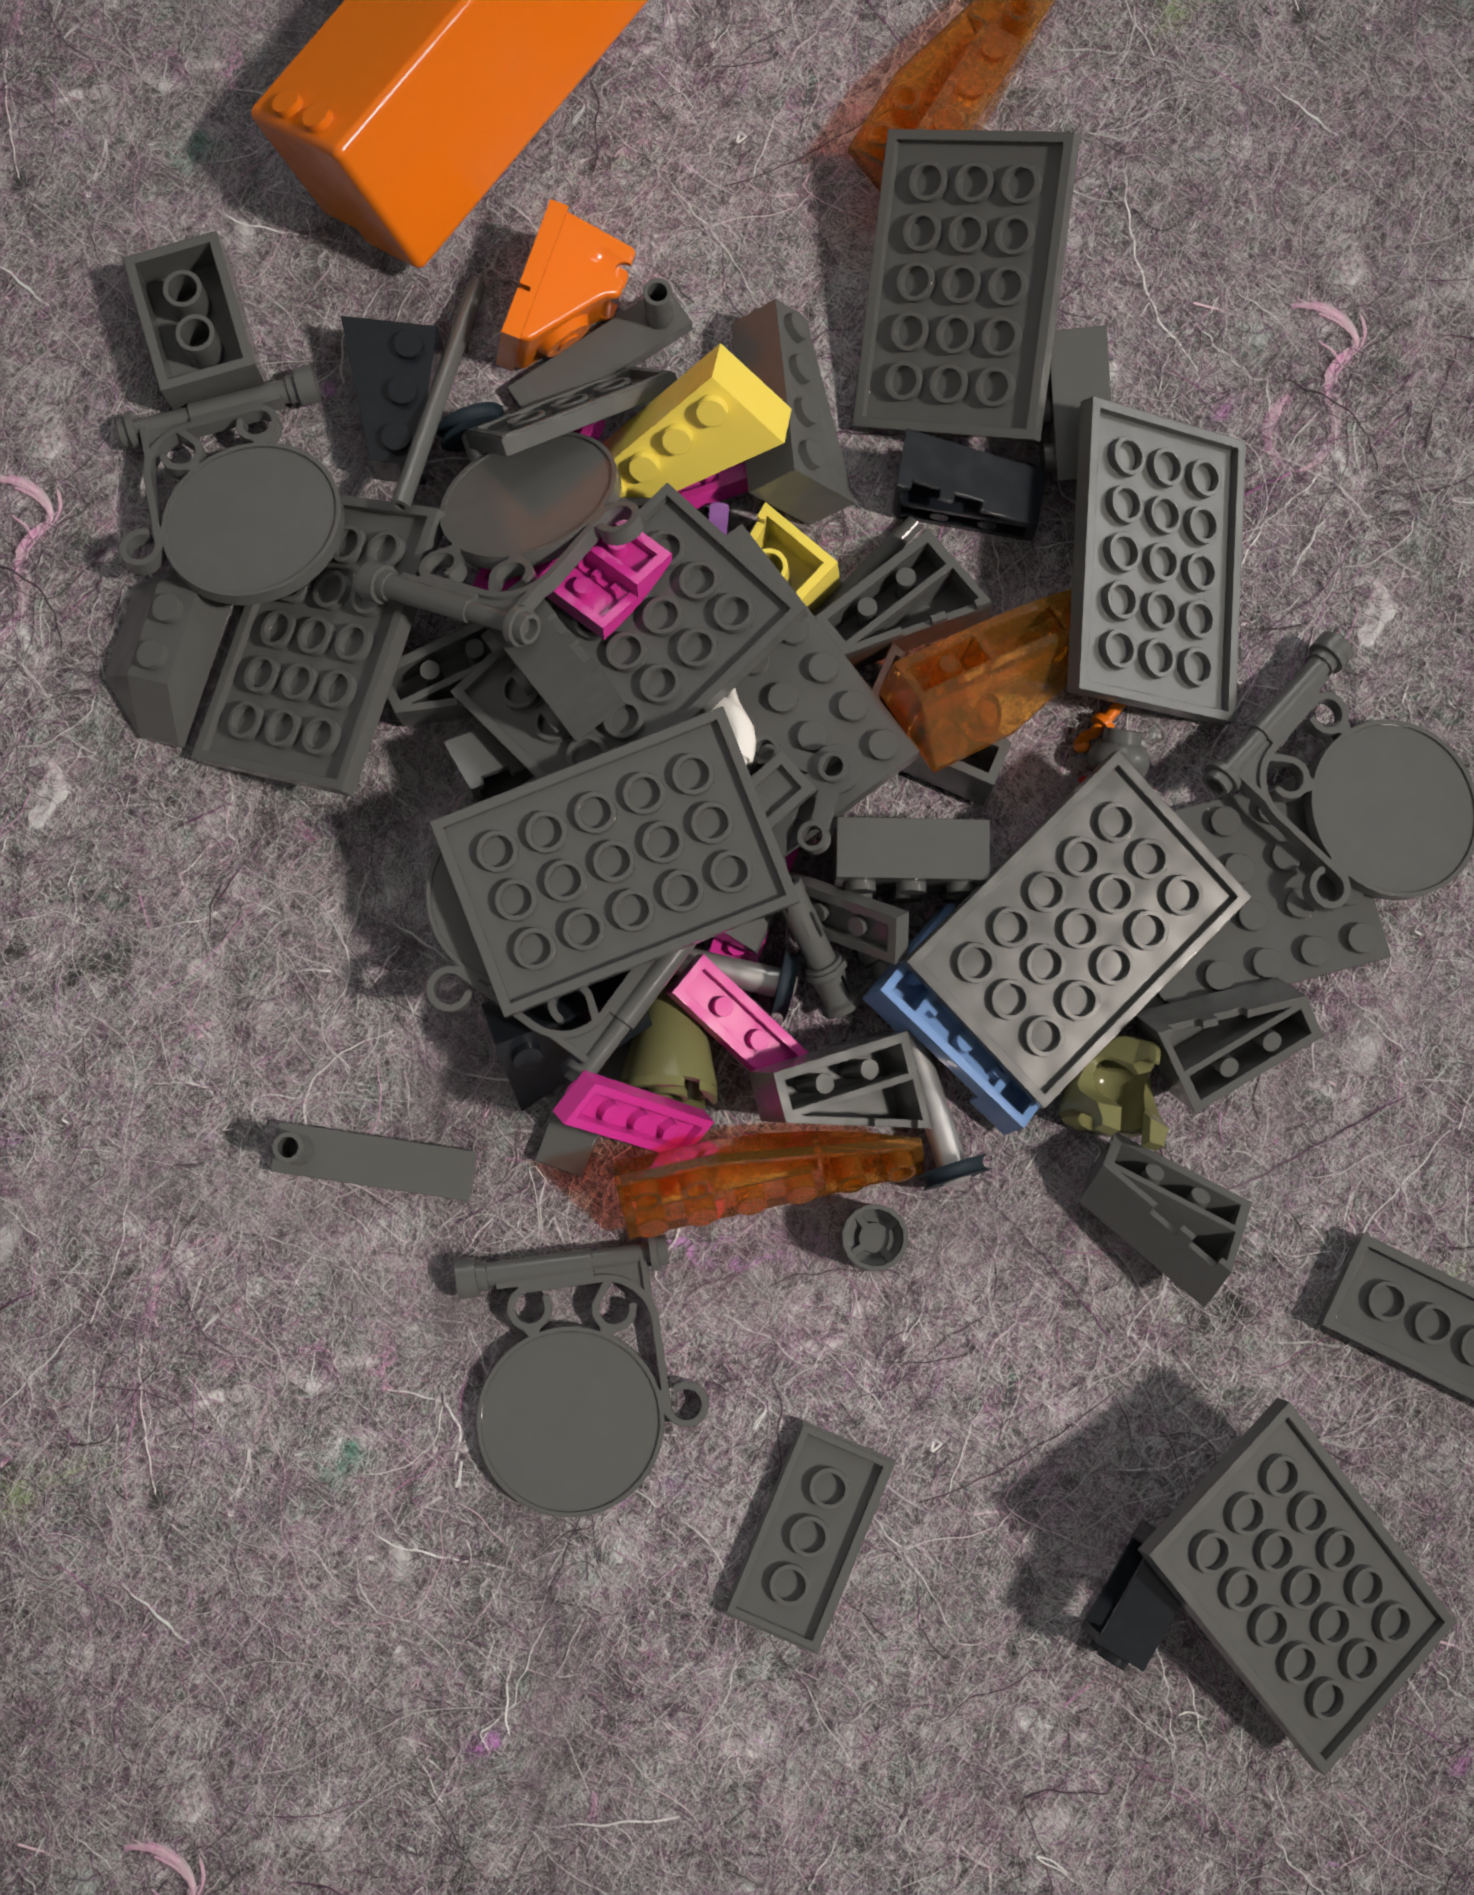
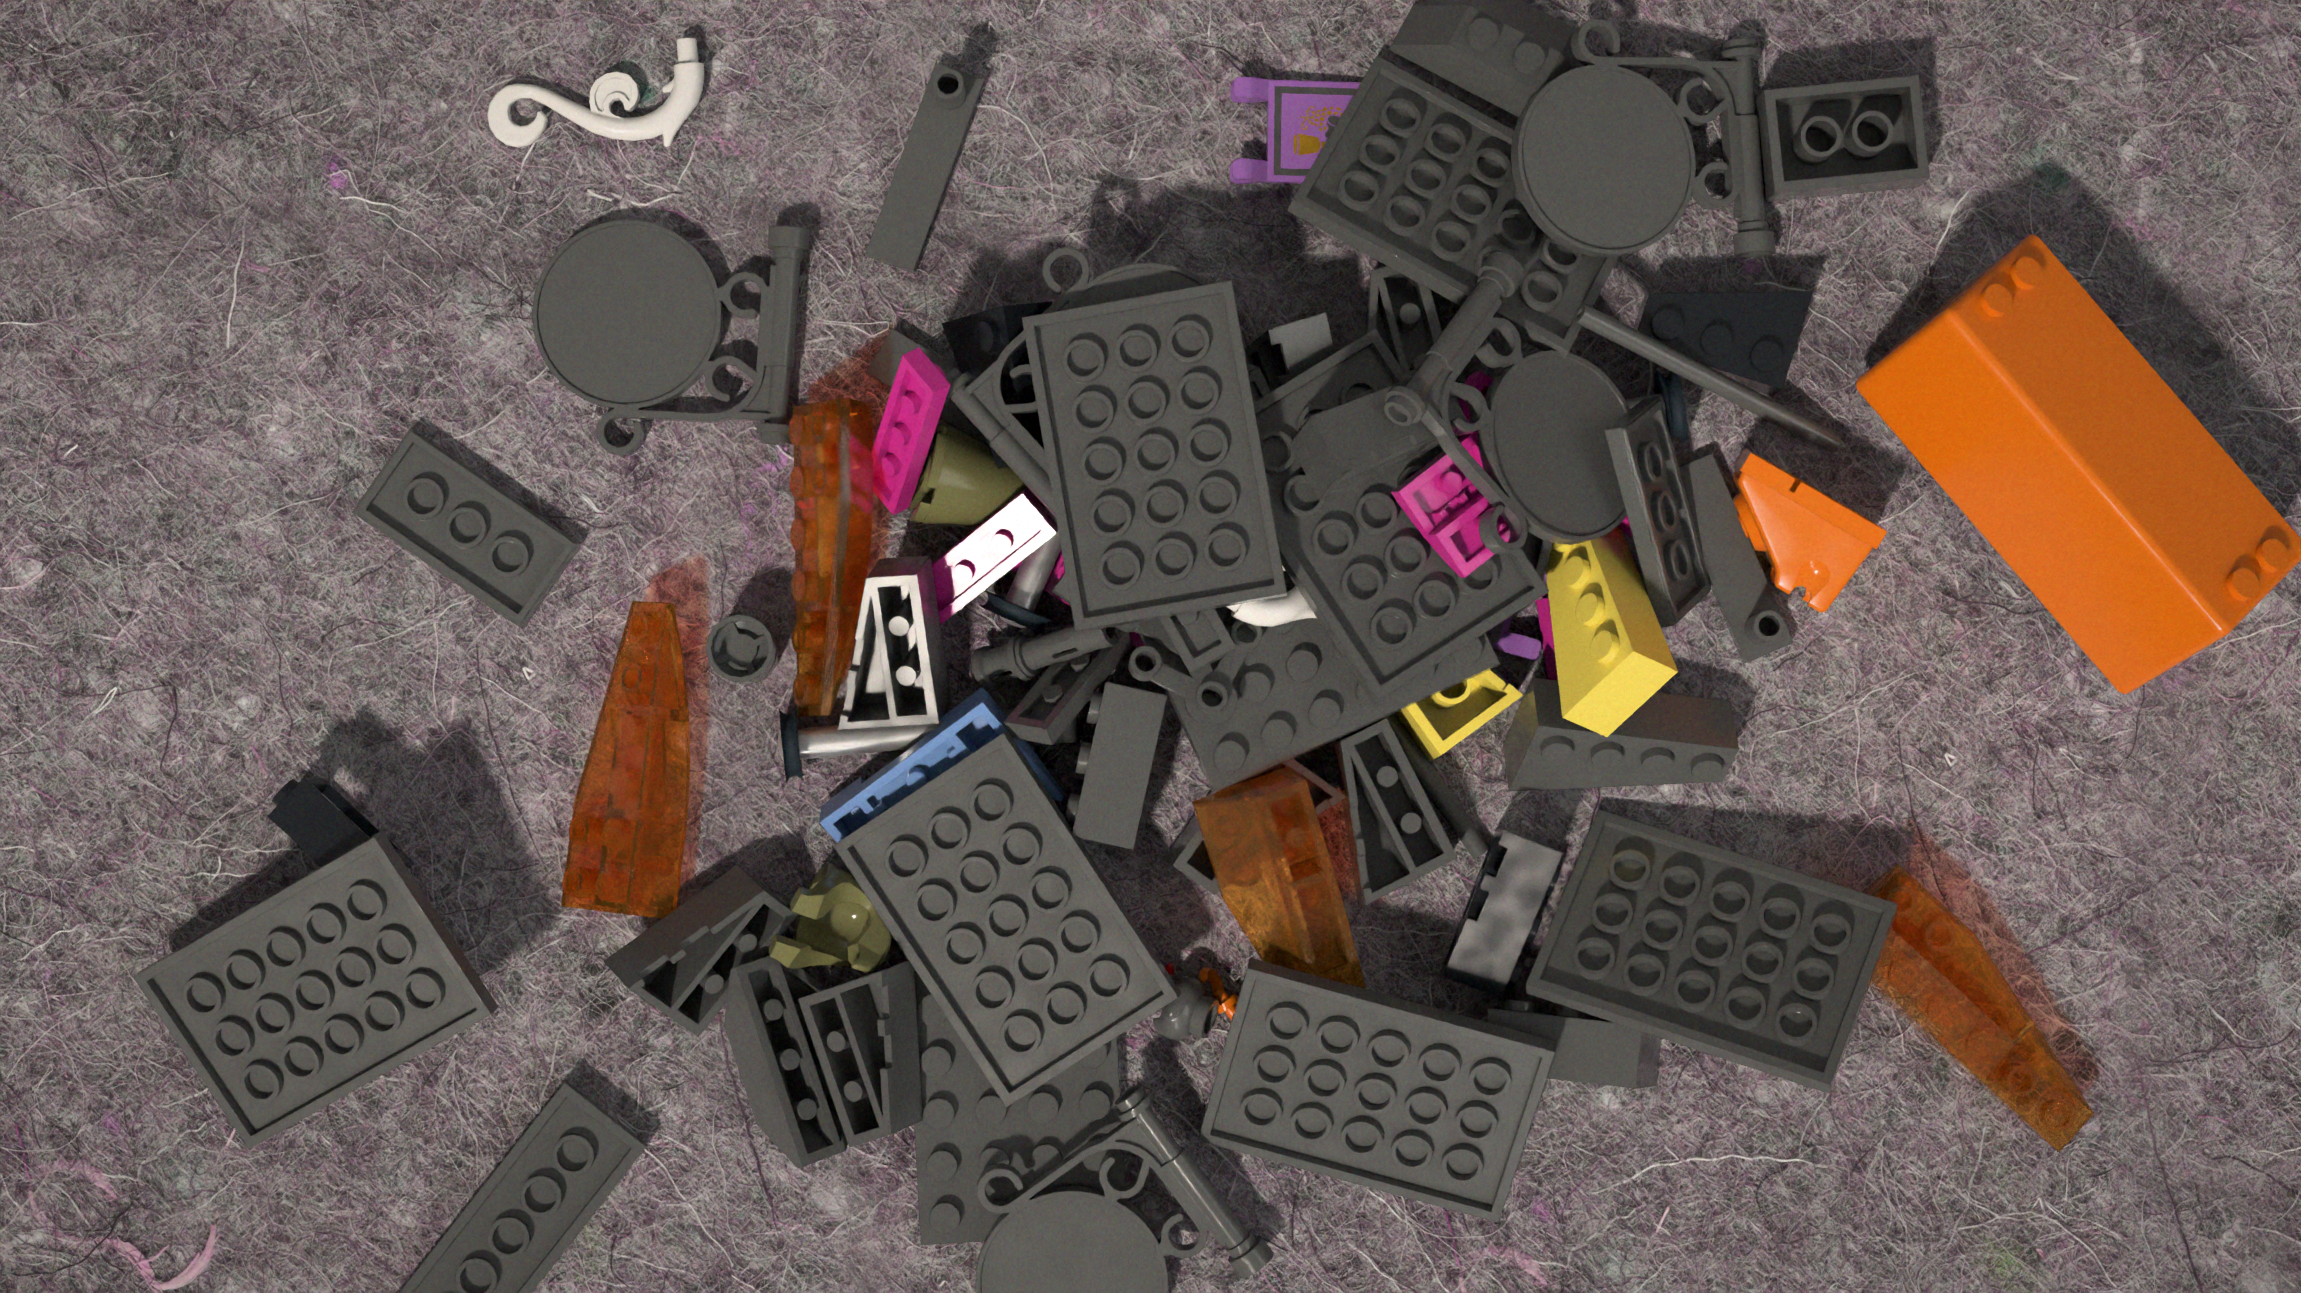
camera: 100 degrees right, 5 degrees up
(271, 816) = (1297, 125): none -> medium lavender flag
(384, 1490) = (614, 86): none -> white plant
(1019, 1317) = (635, 779): none -> clear orange wedge
(1257, 1117) = (781, 1060): none -> dark grey wedge

